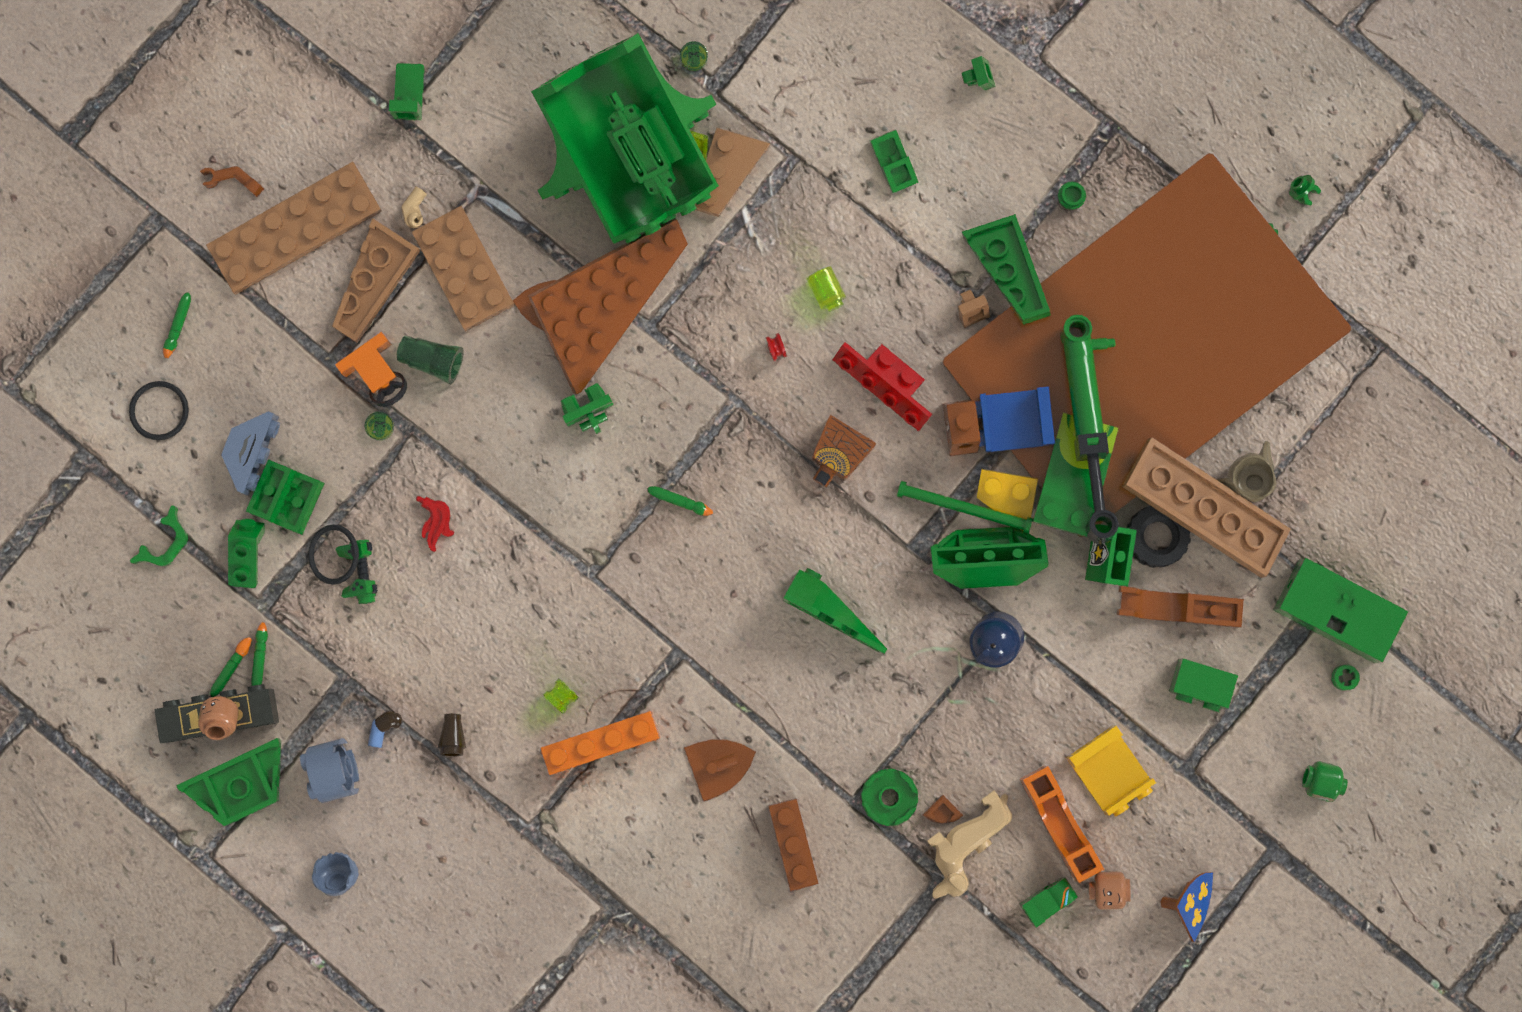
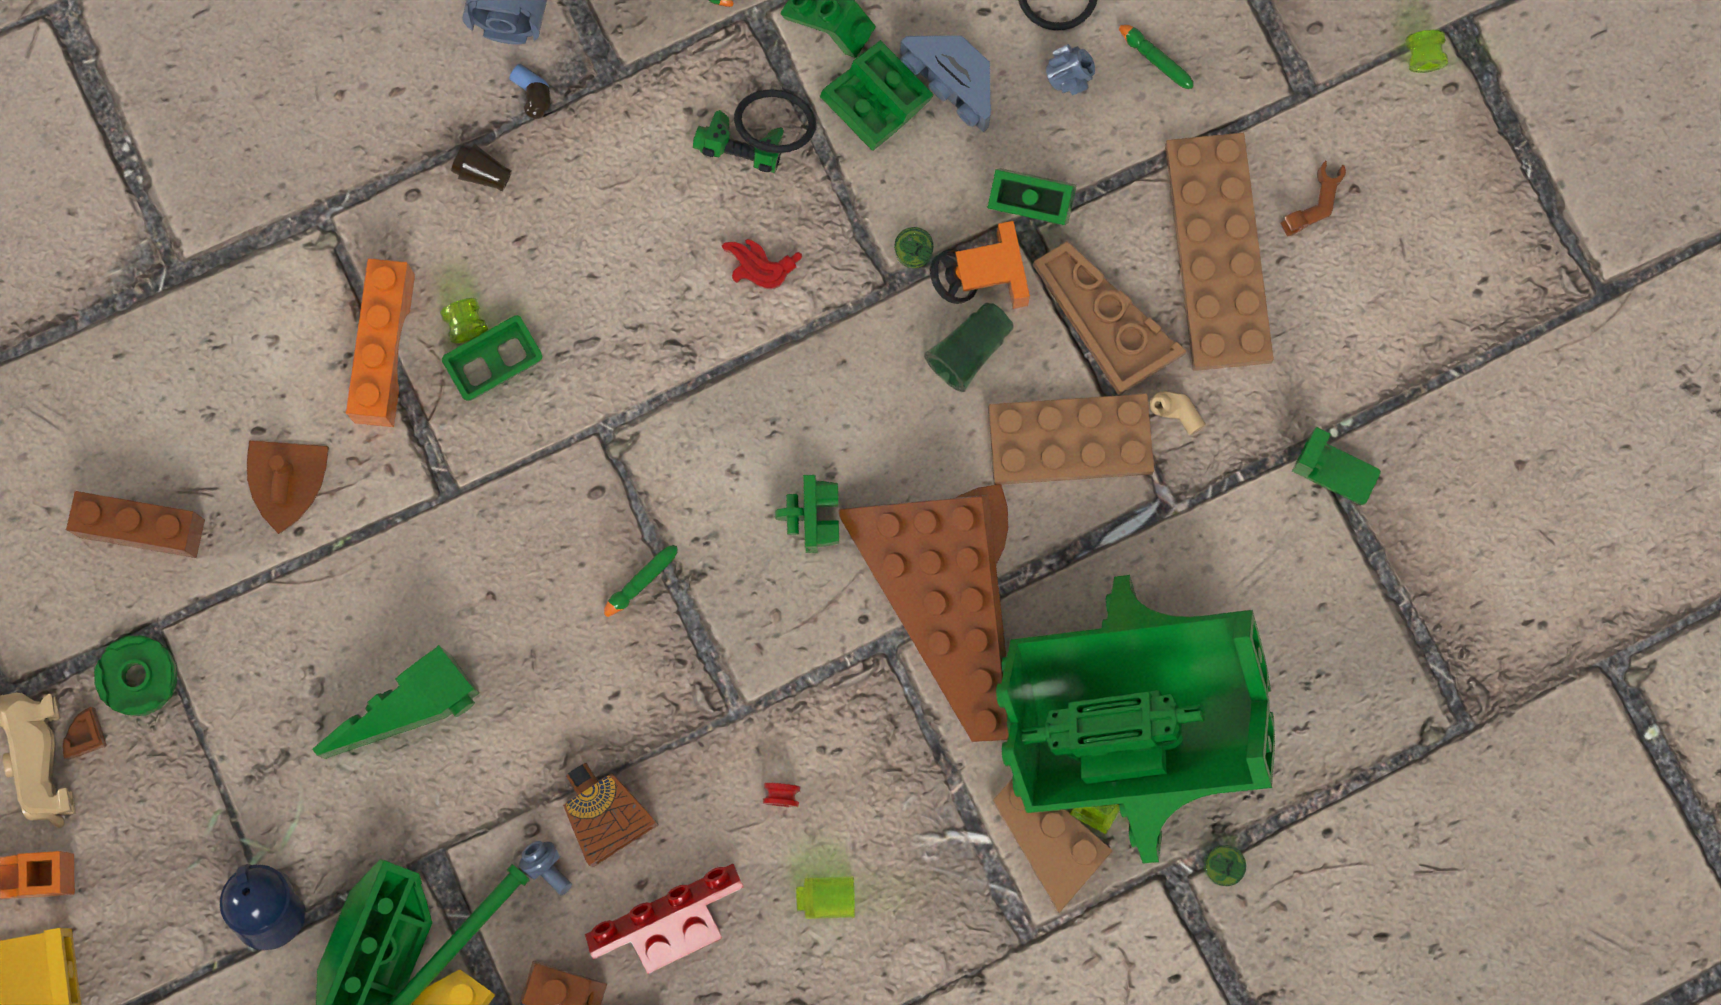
camera: 115 degrees right, 5 degrees down
(97, 149) = (1426, 51): none -> clear neon green wheel
(212, 375) = (1070, 69): none -> sand blue gear
(312, 360) = (1032, 196): none -> green brick
(584, 657) = (486, 347): none -> green piece
(887, 480) = (539, 860): none -> sand blue plate

